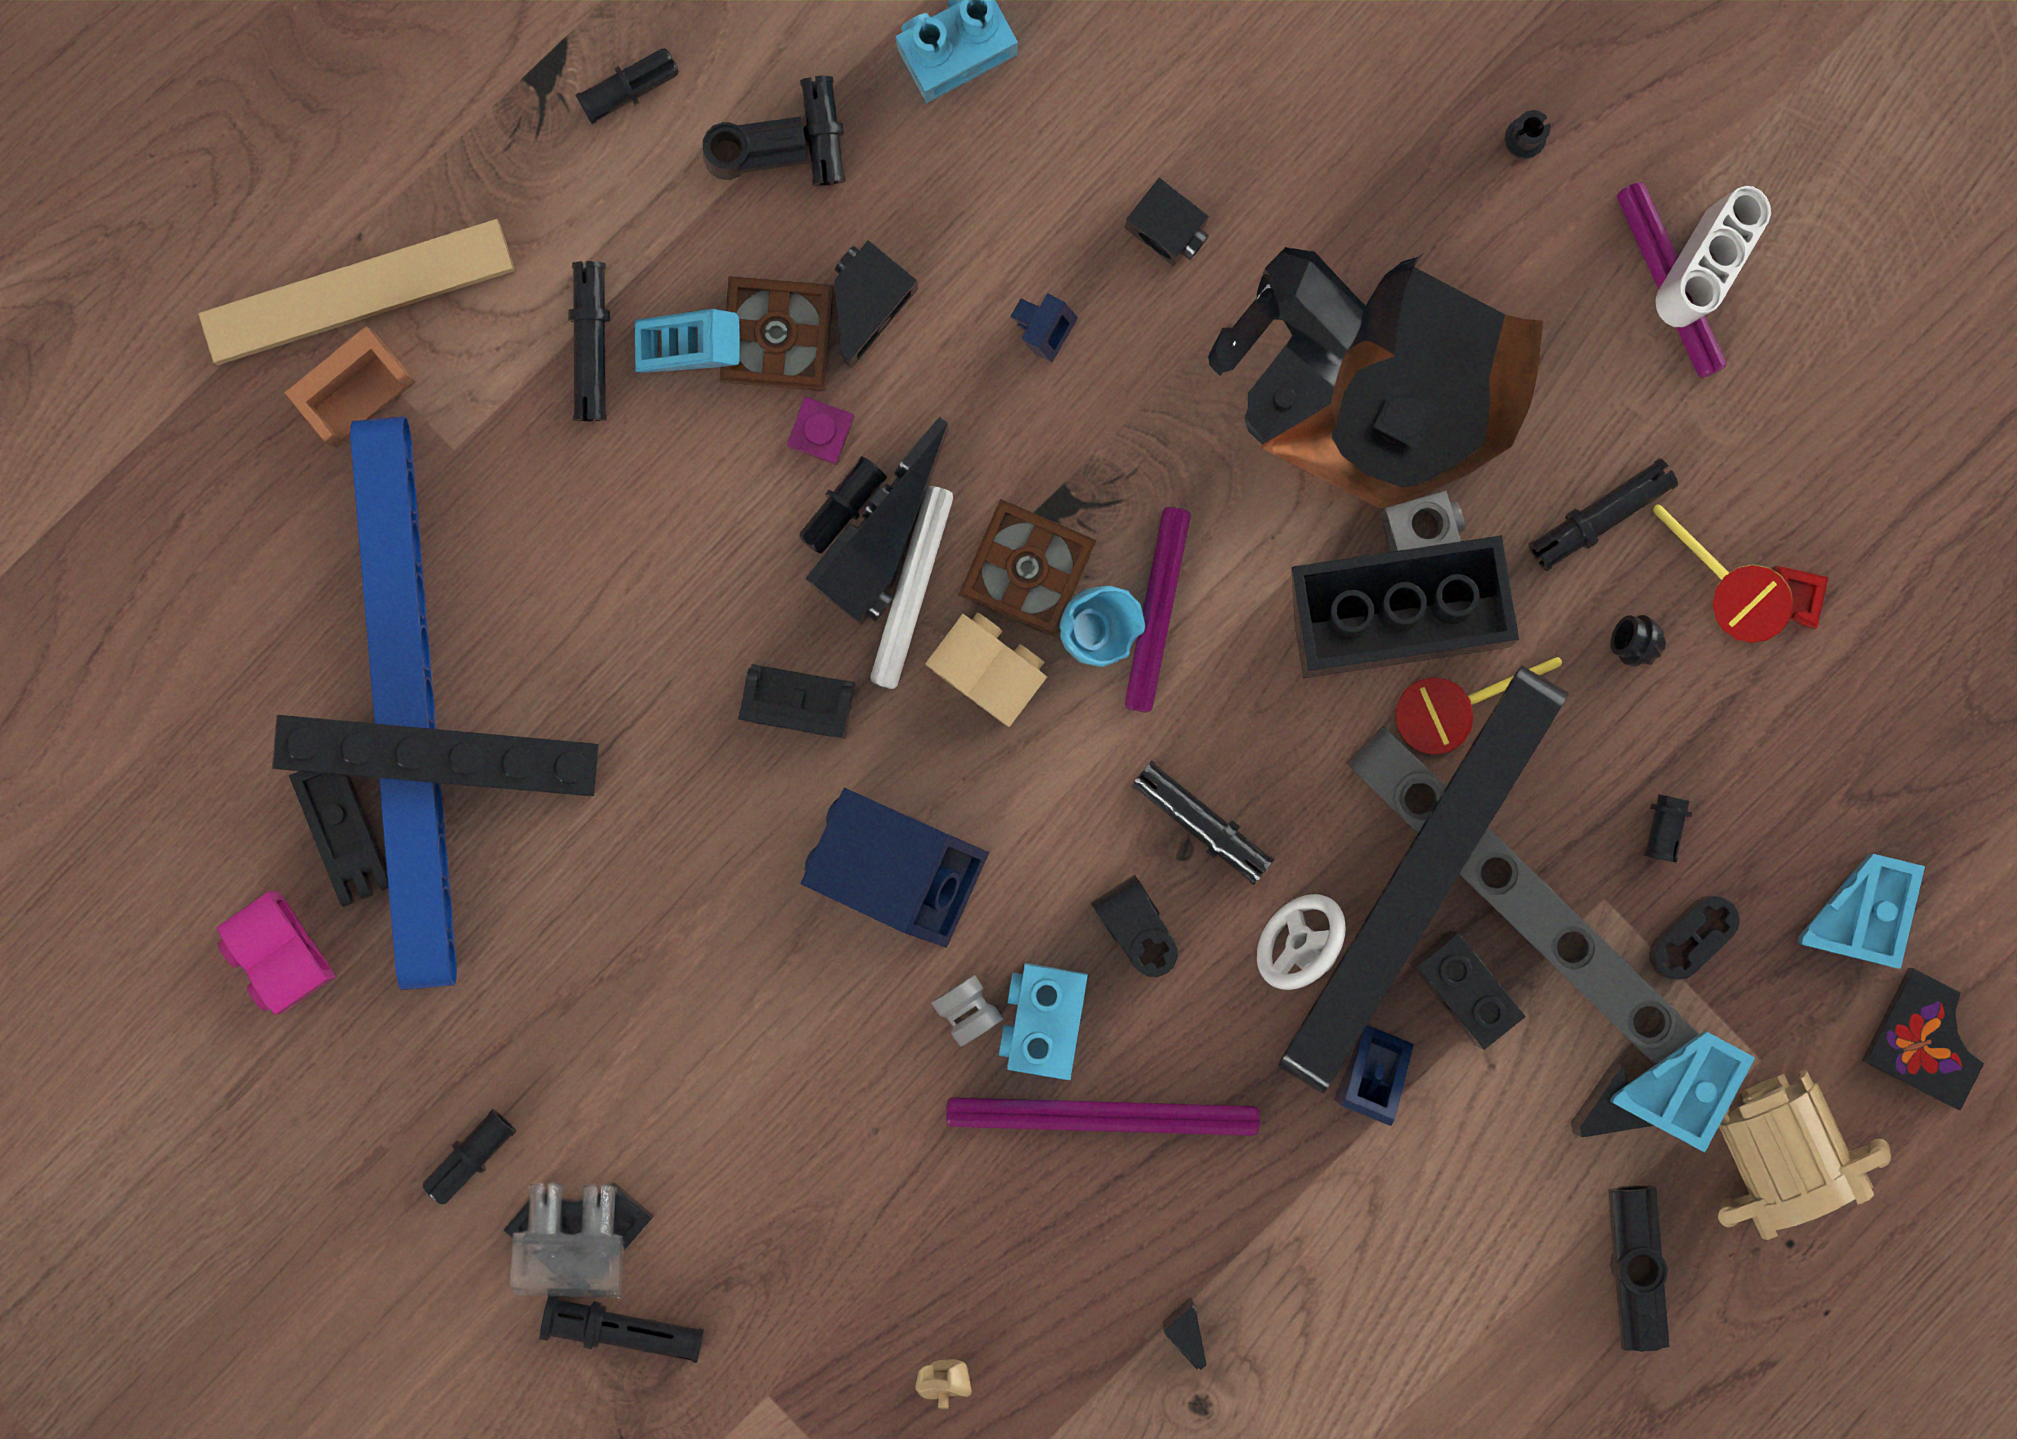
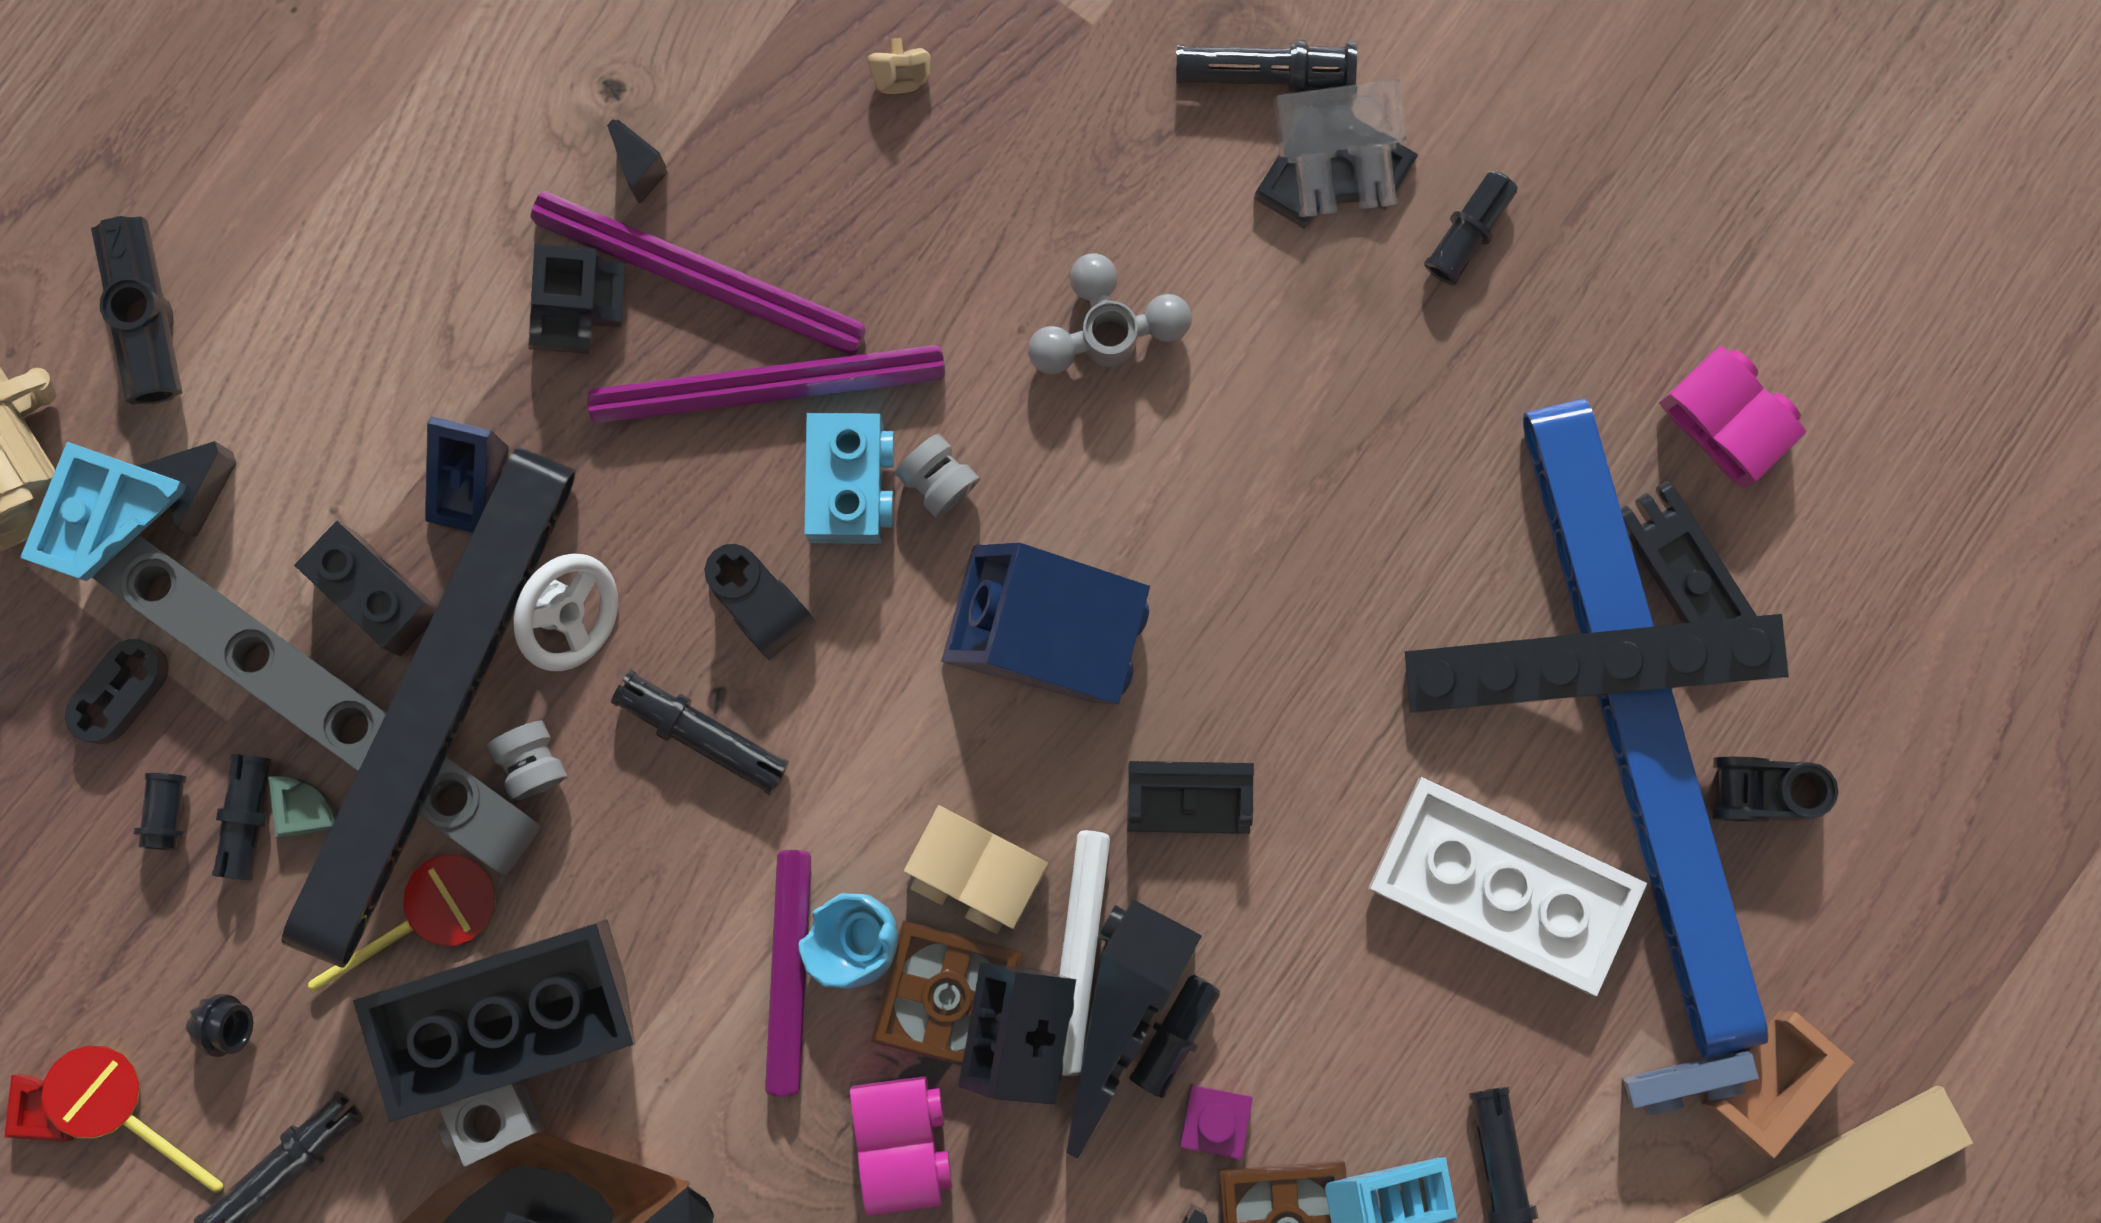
camera: 170 degrees right, 5 degrees down
(315, 630) = (1760, 790): none -> black piece
(445, 397) = (1664, 1088): none -> sand blue plate
(543, 584) = (1507, 886): none -> white plate
(803, 1162) = (1094, 279): none -> light grey piece
(972, 526) = (1017, 1033): none -> black brick
(1086, 452) = (898, 1145): none -> dark pink brick
(1148, 1225) = (698, 273): none -> magenta axle
(1260, 1220) = (570, 294): none -> black brick
(1355, 832) = (527, 761): none -> light grey wheel
(1549, 813) = (299, 808): none -> sand green tile
(1600, 812) = (241, 817): none -> black pin

